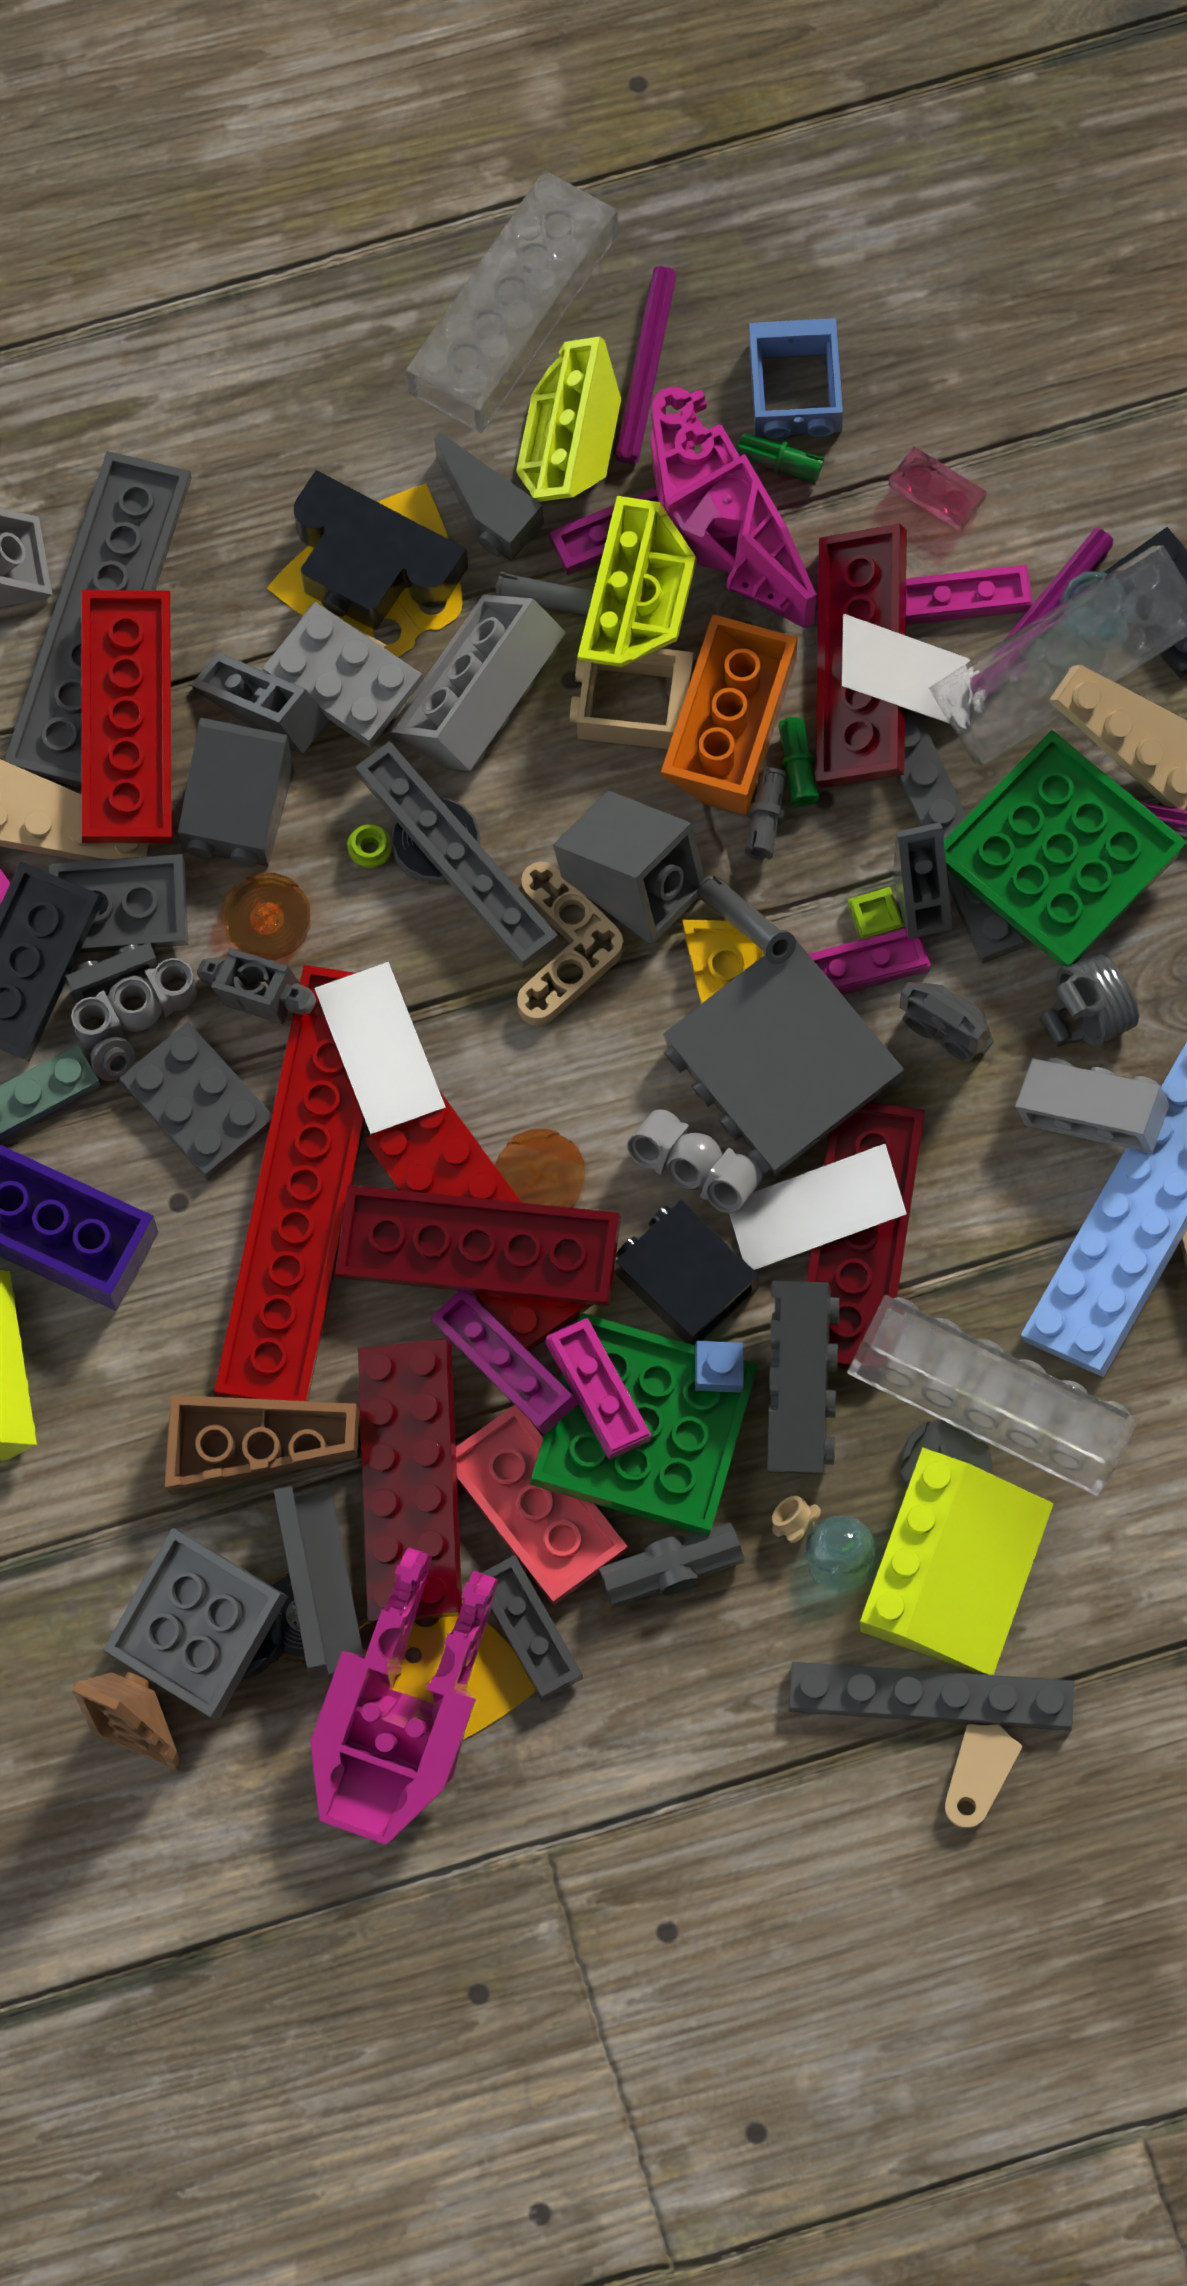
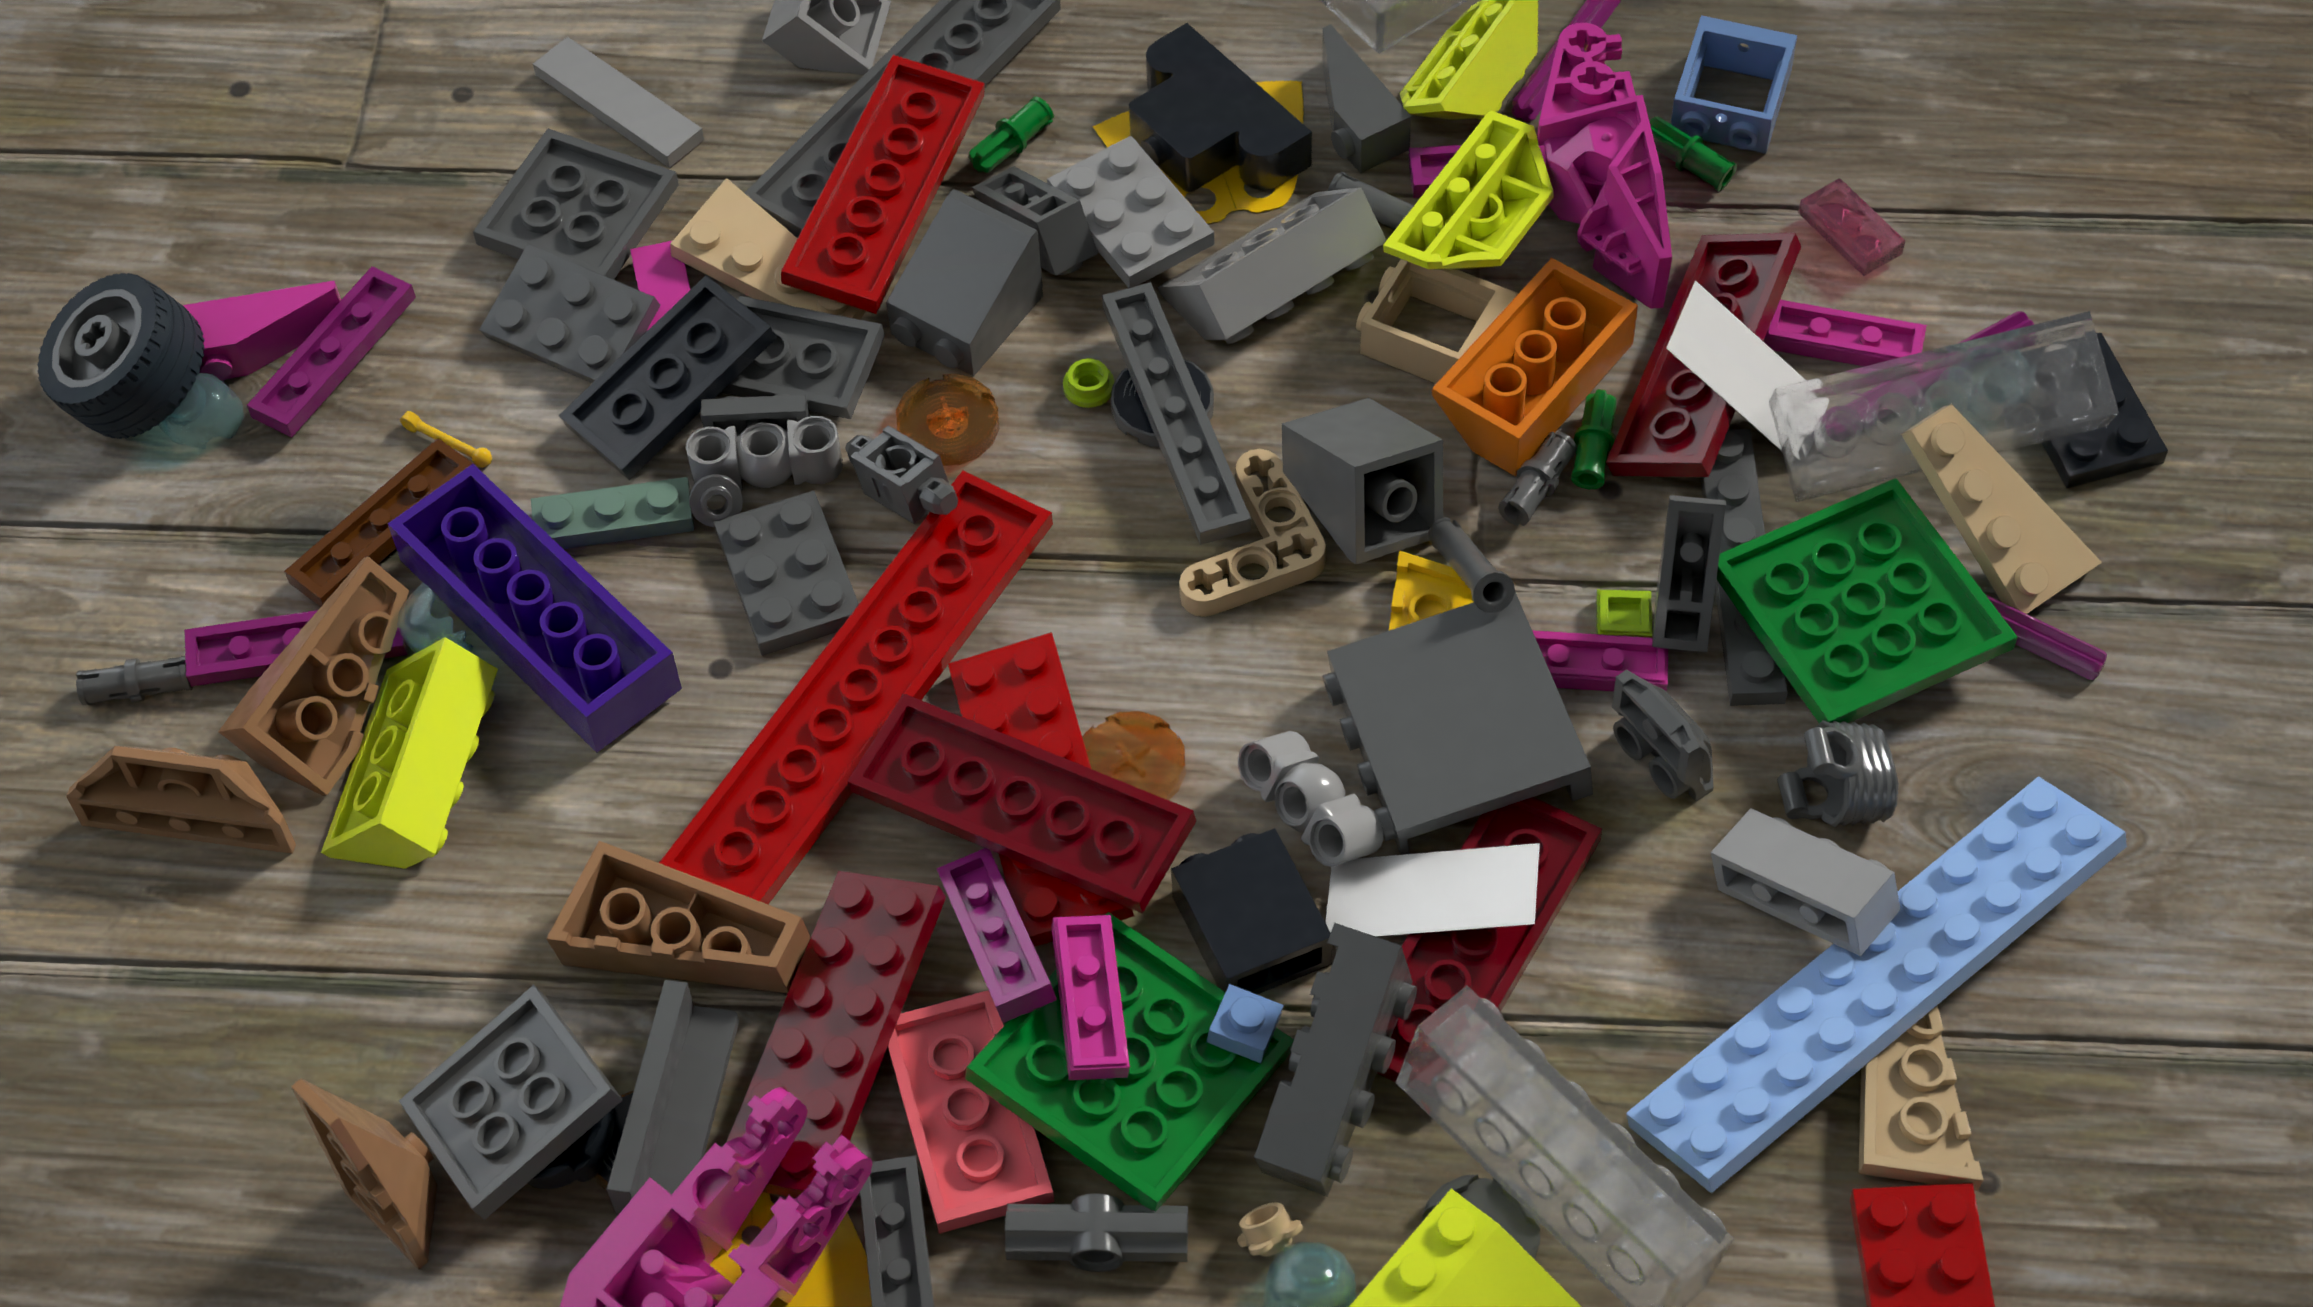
camera: 20 degrees right, 15 degrees down
(204, 624) = (1011, 135): none -> green axle
(379, 1048) = (1005, 574): white sticker -> none

